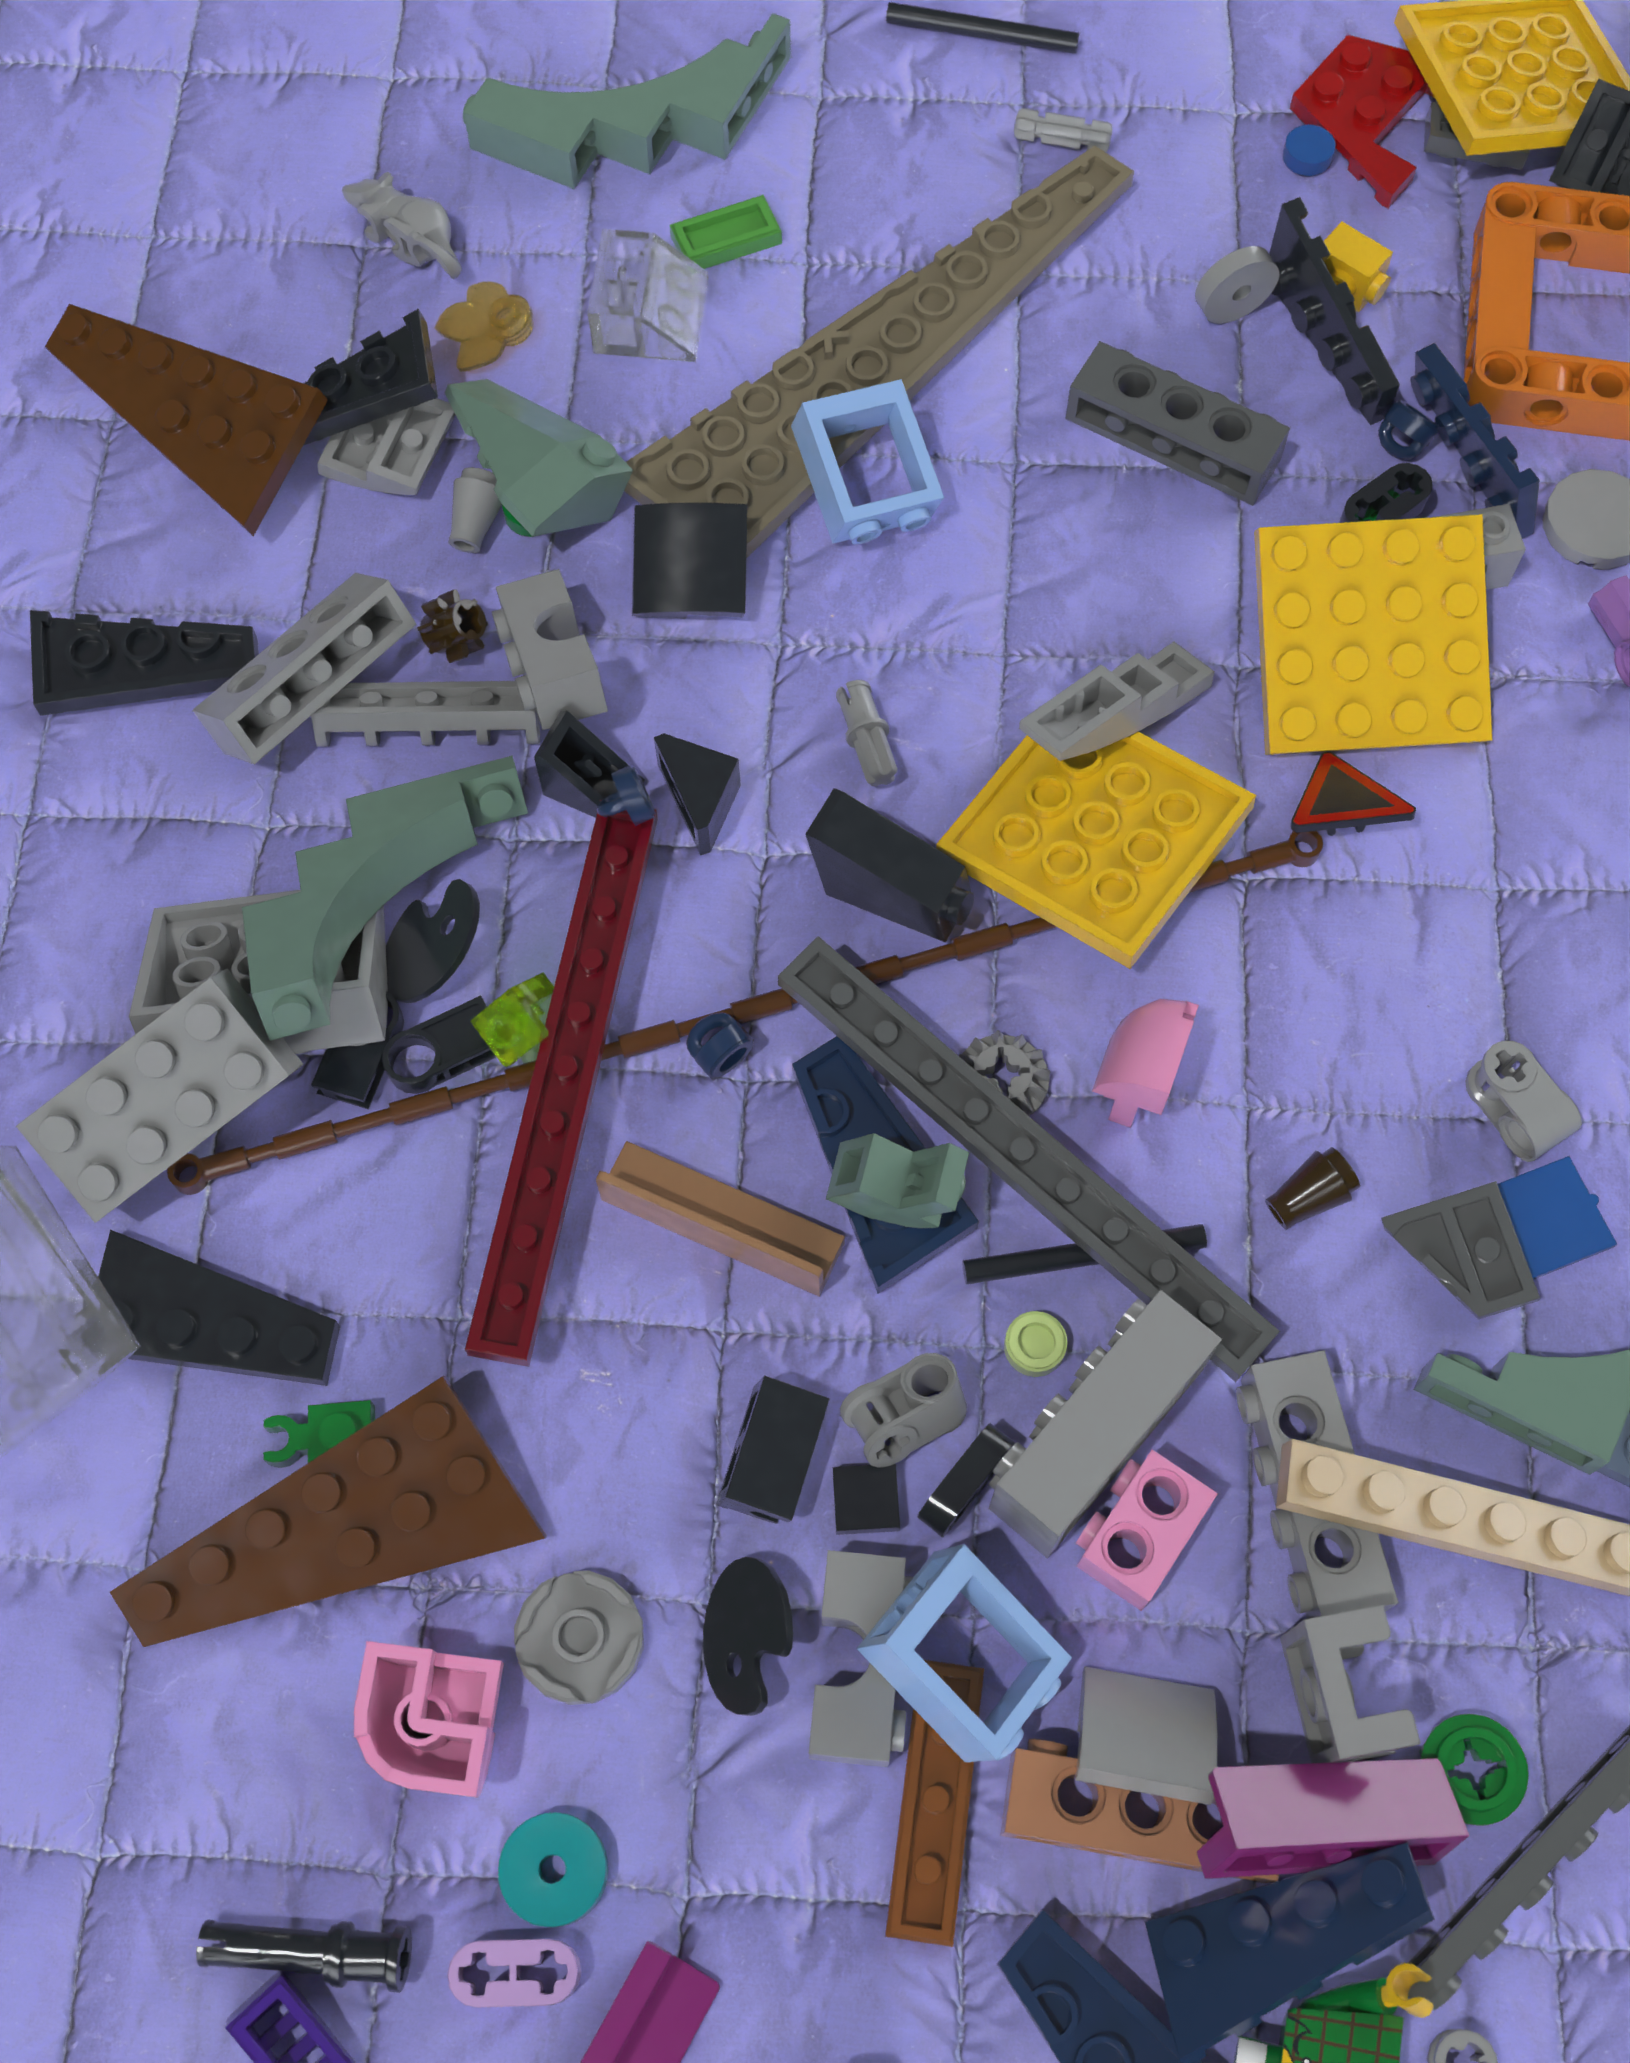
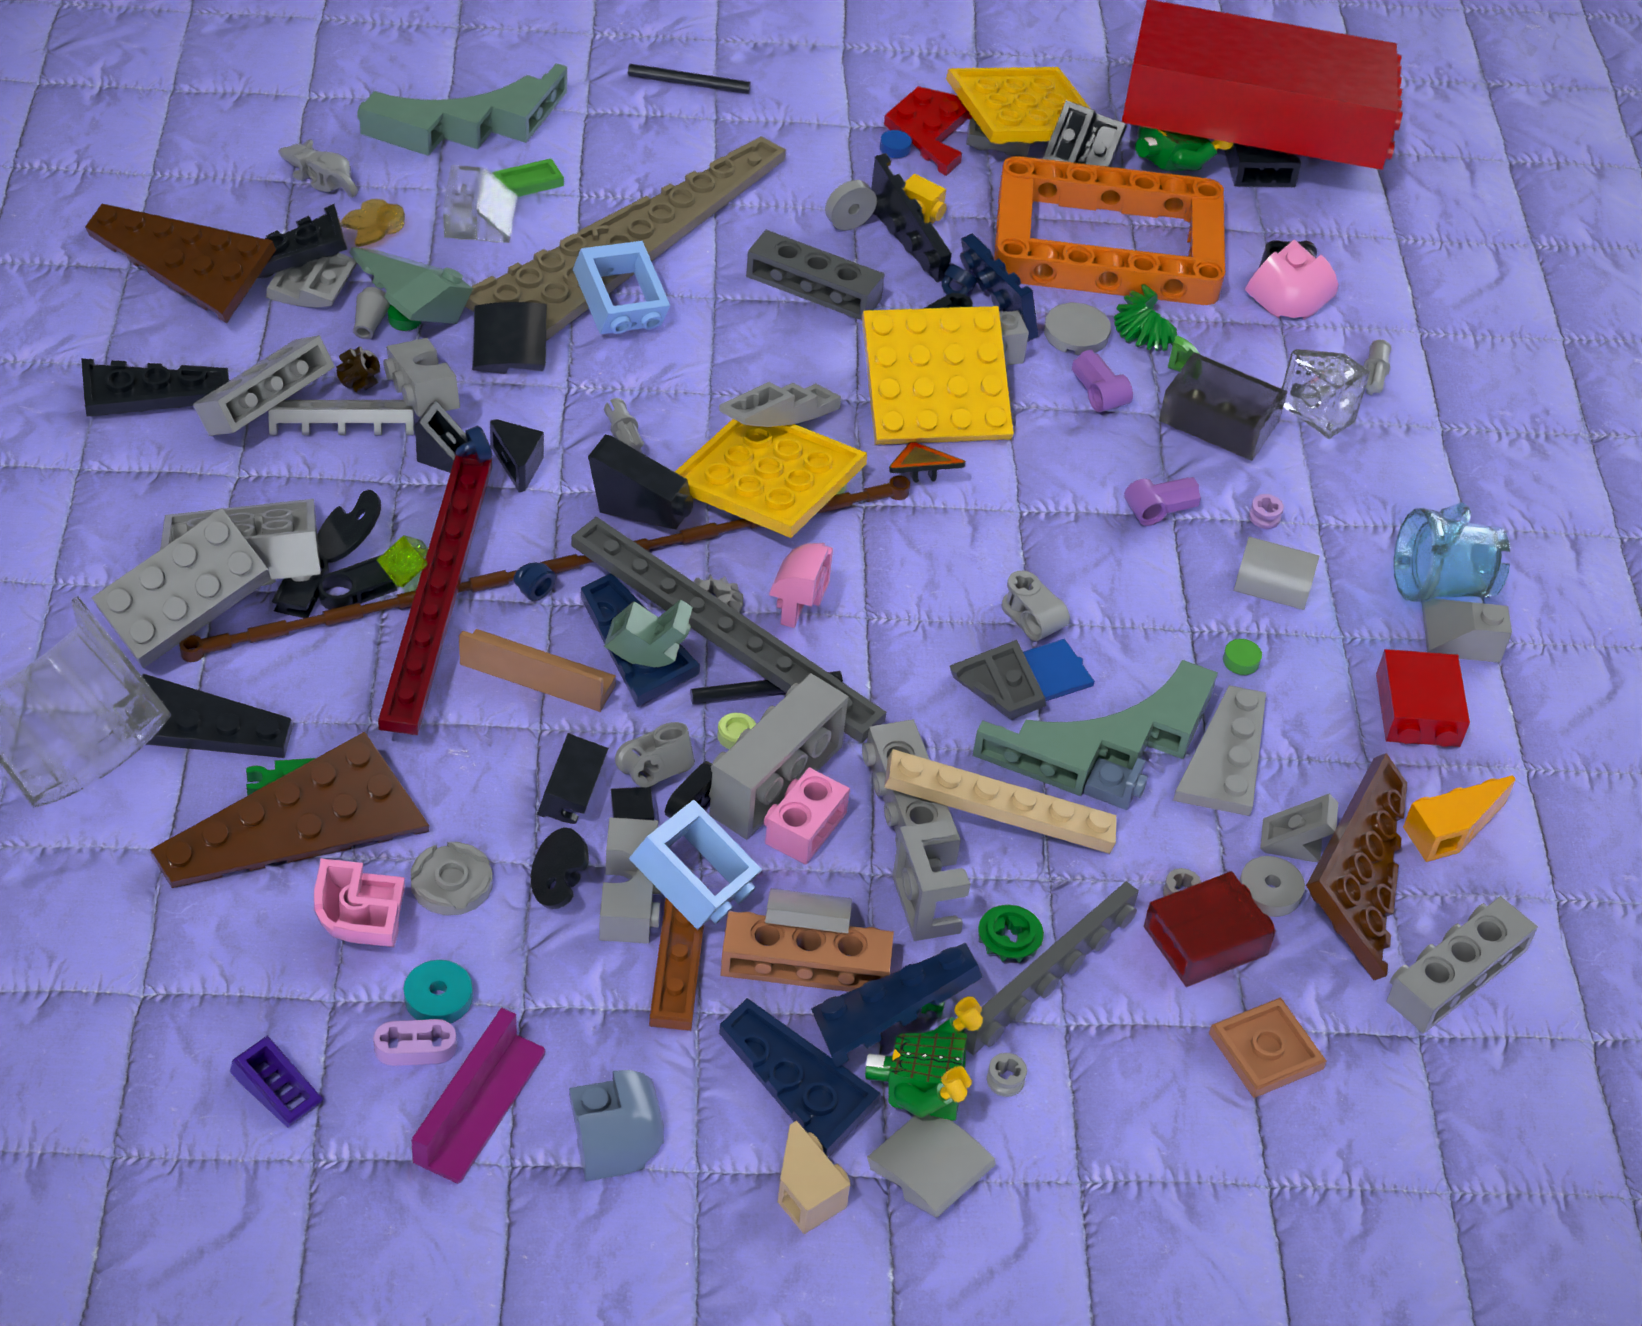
camera: 10 degrees left, 20 degrees down
(337, 1954) = (298, 1031): black pin -> none
(395, 838) = (319, 473): sand green arch -> none
(1062, 130) = (739, 130): light grey axle -> none
(1314, 1188) = (909, 650): dark brown cone -> none
(1327, 1814) = (910, 934): panel -> none

